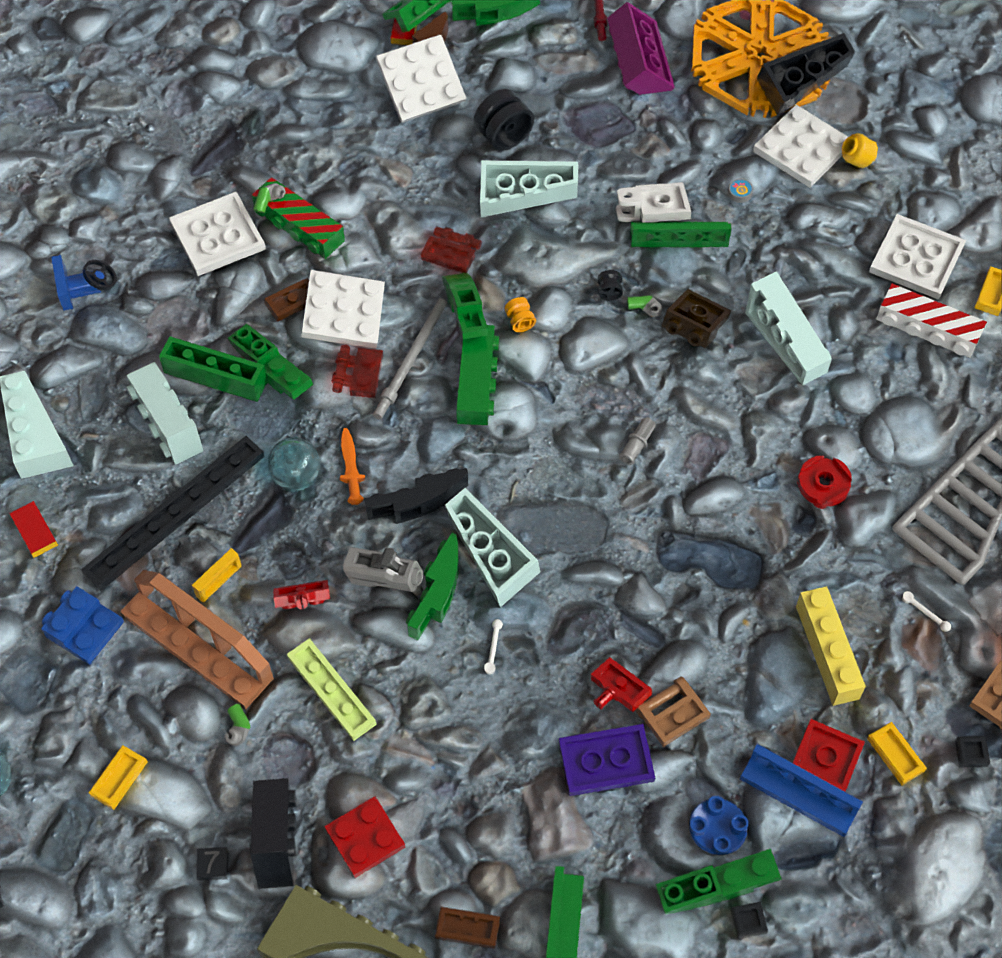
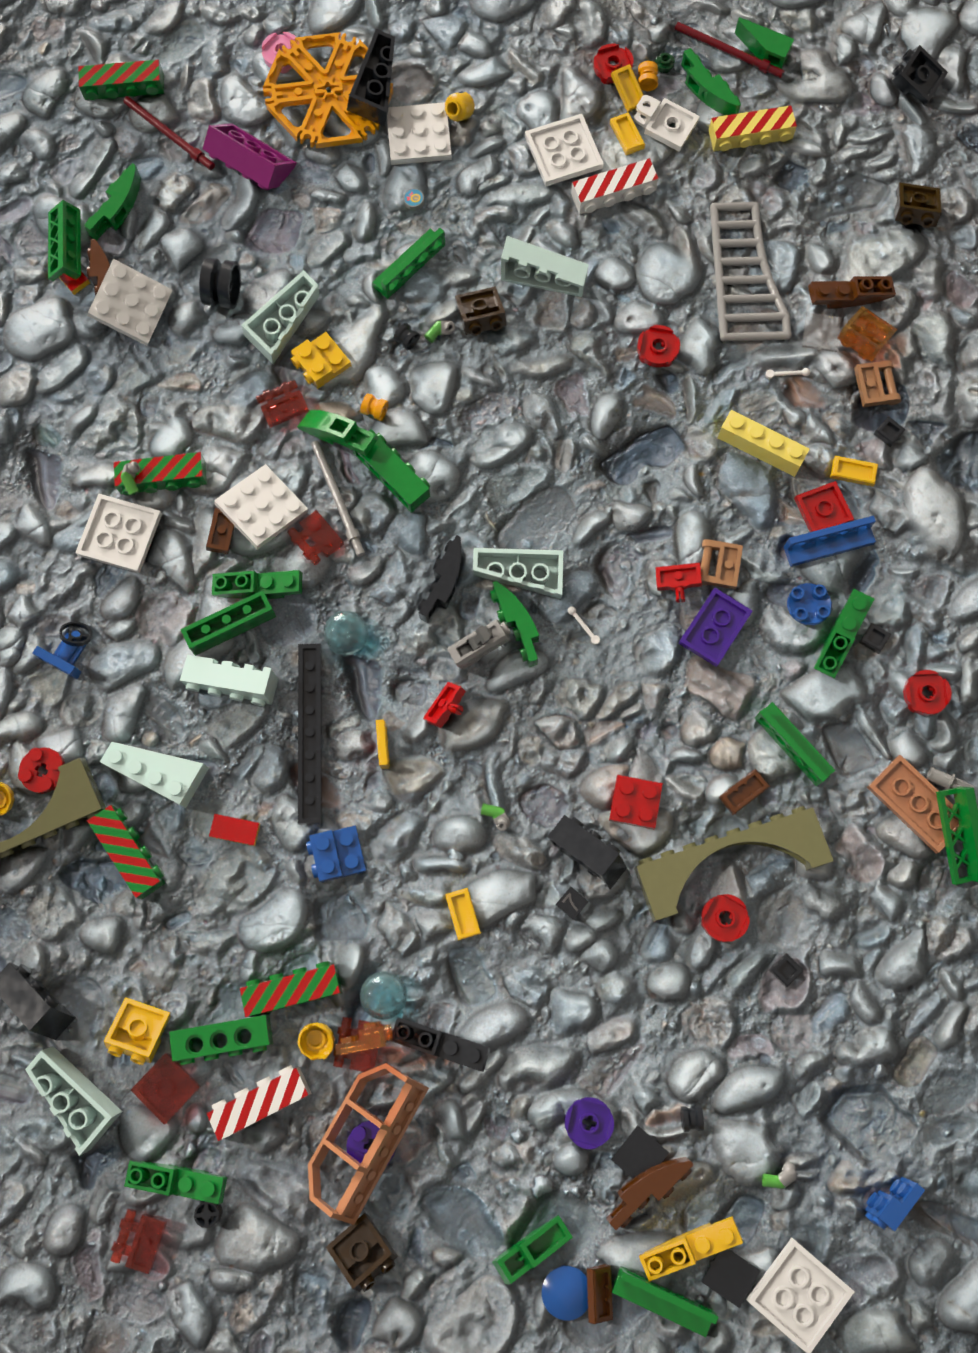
camera: 45 degrees left, 15 degrees up
(191, 648) = (419, 800): nougat plate -> none
(331, 689) = (524, 741): yellowish green plate -> none
(351, 475) = (387, 605): orange sword -> none
(519, 243) = (320, 360): none -> yellow plate
(637, 441) = (529, 421): light grey axle -> none
(647, 205) = (370, 262): white plate -> none

